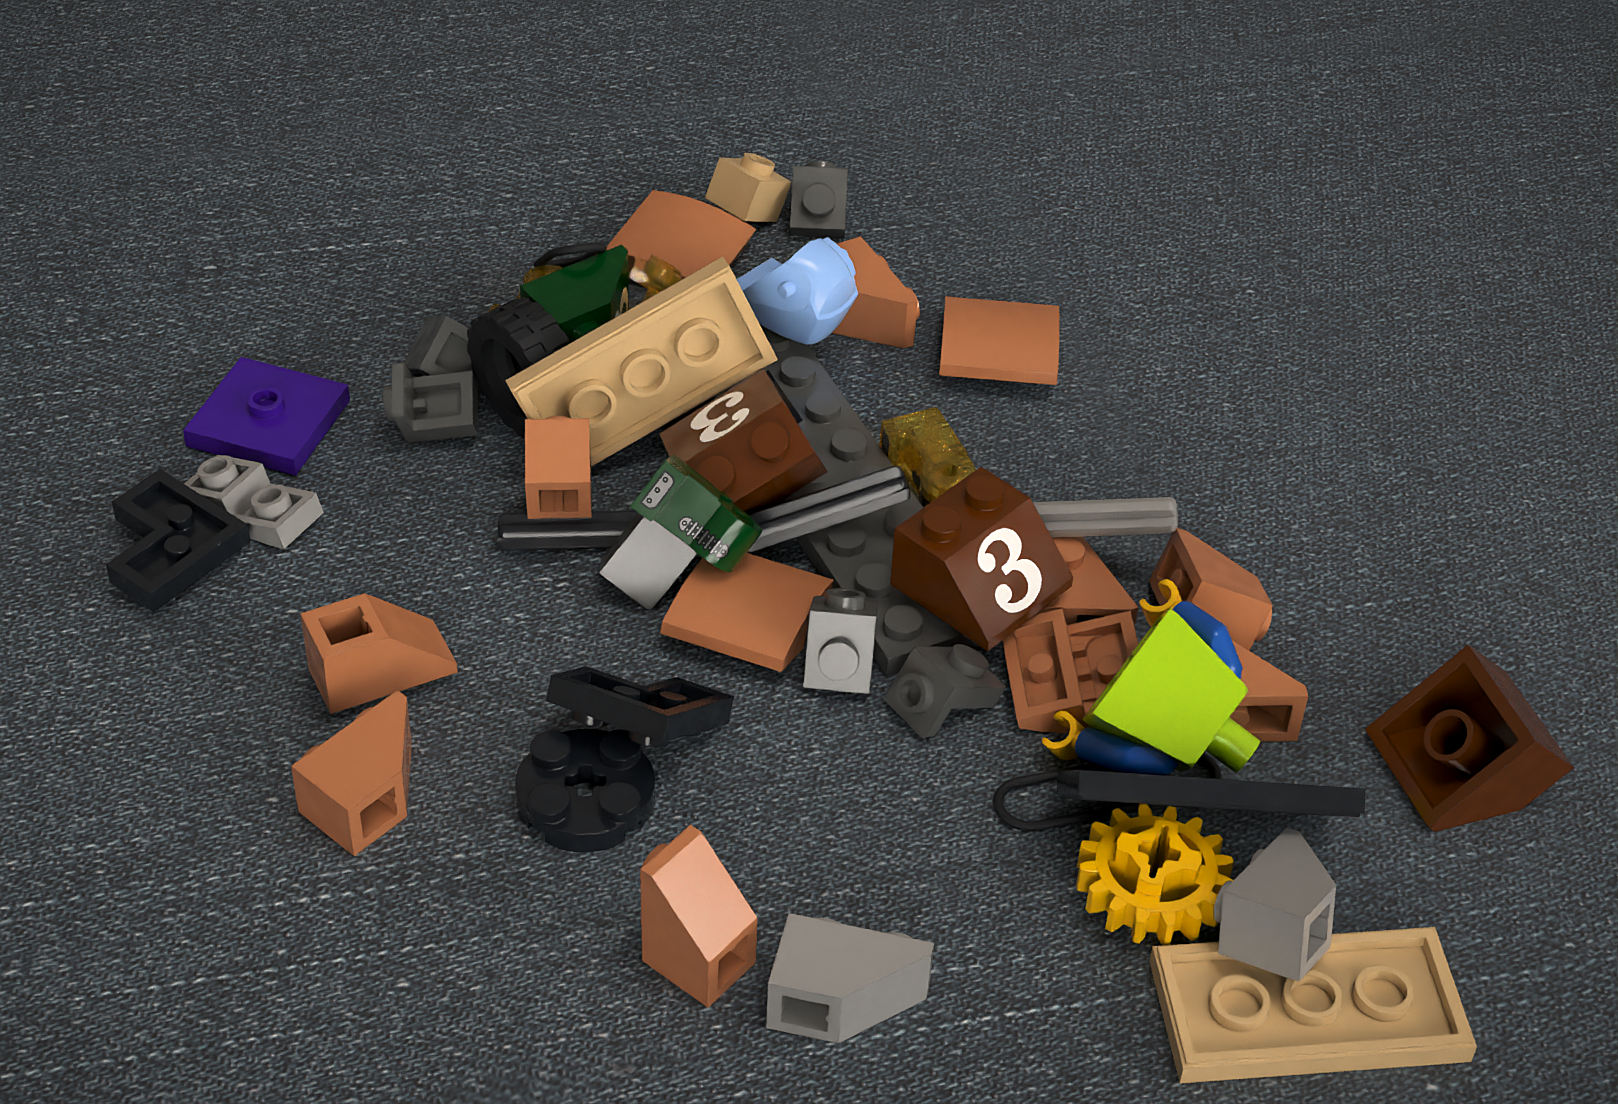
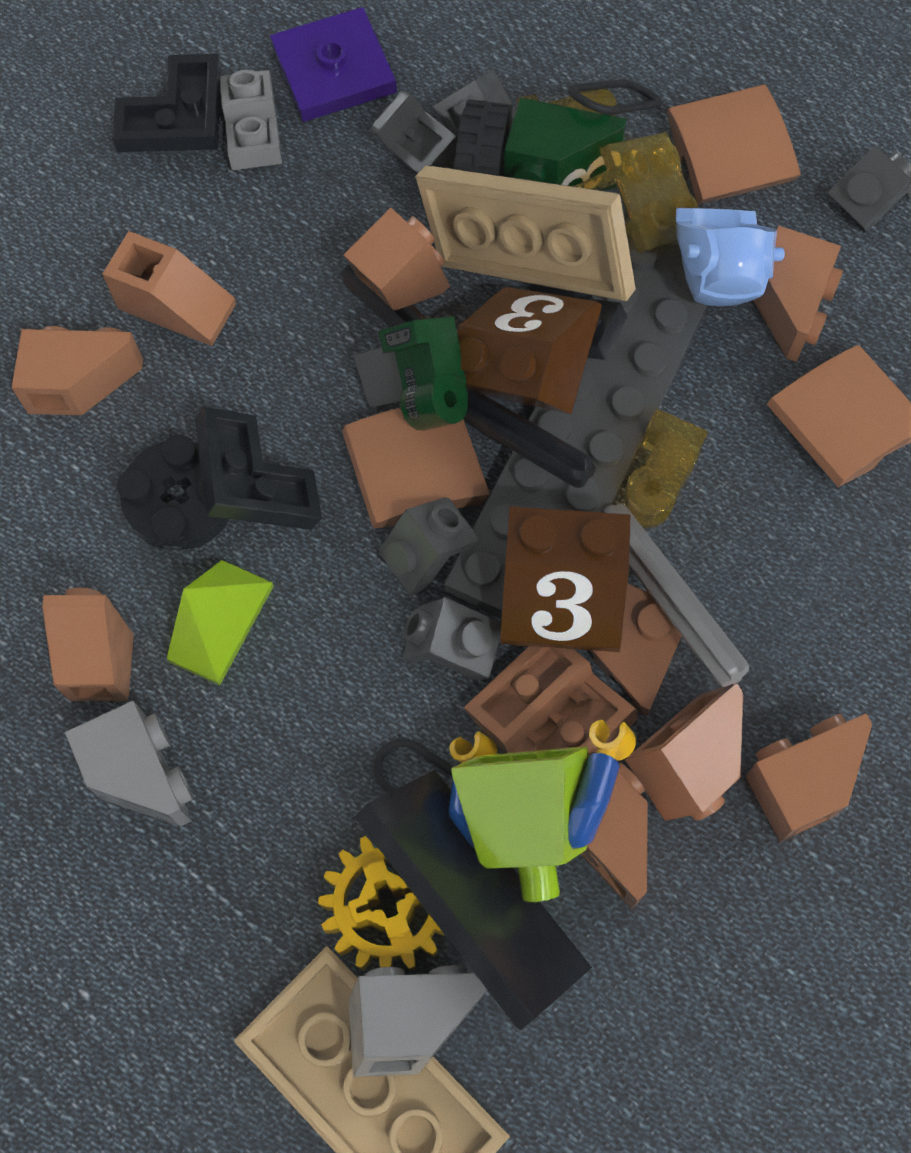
camera: 55 degrees right, 25 degrees up
(748, 188) = (830, 137): tan plate -> none
(751, 842) = (216, 619): none -> lime slope
(1294, 549) = (812, 779): none -> nougat slope
(1467, 744) = (720, 1048): reddish brown slope -> none

